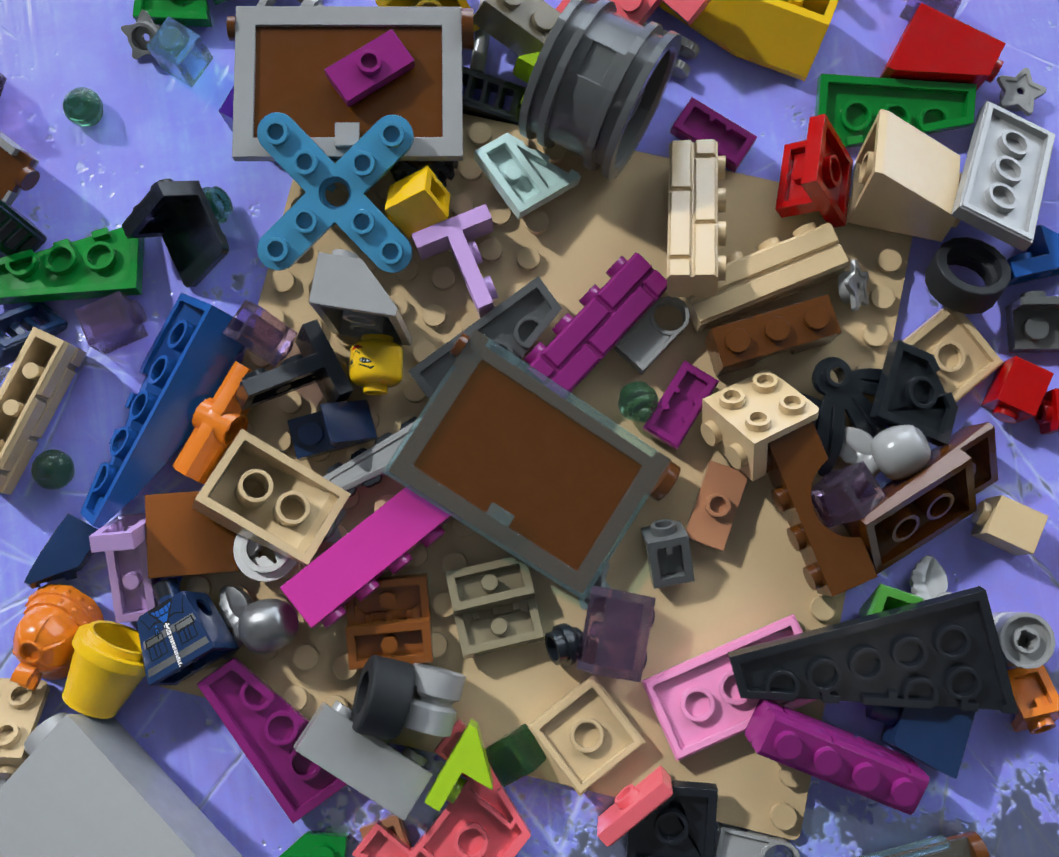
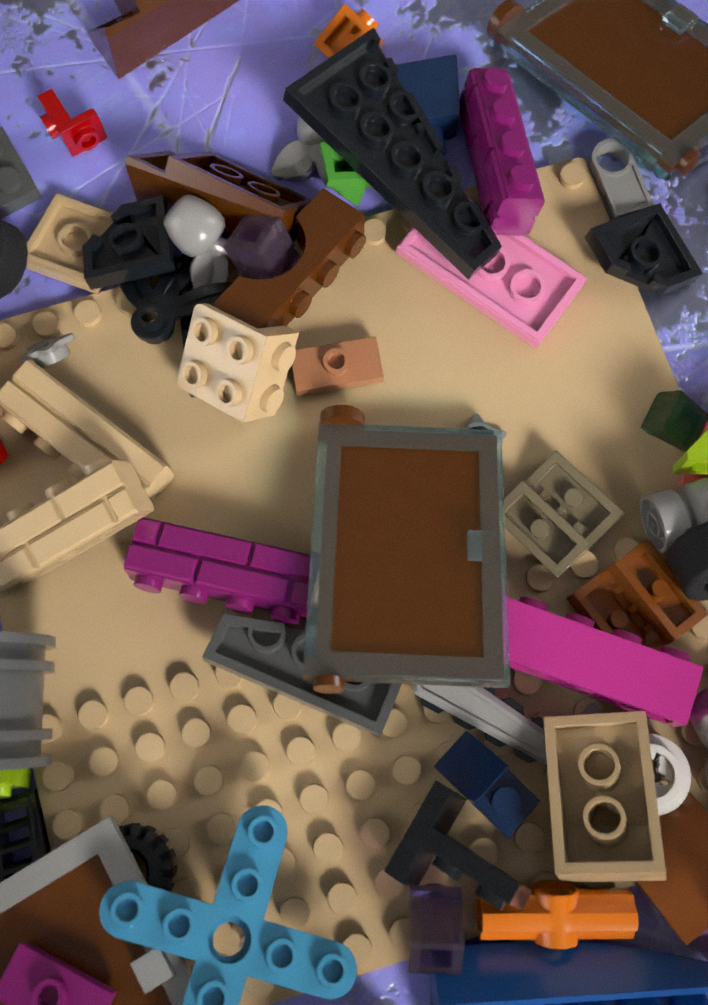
camera: 120 degrees left, 5 degrees down
(353, 300) = (340, 836): light grey slope -> none
(376, 363) = (393, 775): yellow head -> none
(417, 201) = (188, 838): yellow brick -> none
(454, 235) = (217, 753): lavender bracket -> none
(523, 174) = (94, 744): light aqua wing -> none
(564, 644) = (550, 427): black plate -> none
(586, 734) = (615, 368): tan tile -> none
(616, 634) = (513, 384): clear purple brick -> none
(634, 805) = (650, 291): coral plate -> none
(638, 401) = (278, 487): clear green plate -> none
(647, 340) = (206, 509): light grey piece -> none
(668, 553) = (407, 383): dark grey bracket -> none
(680, 405) = (257, 447): magenta plate -> none
(770, 333) = (141, 396): reddish brown arch -> none
(1008, 525) = (208, 118): tan brick -> none
(1017, 390) = (78, 167): red brick -> none
(1024, 639) = (303, 51): light grey wheel -> none

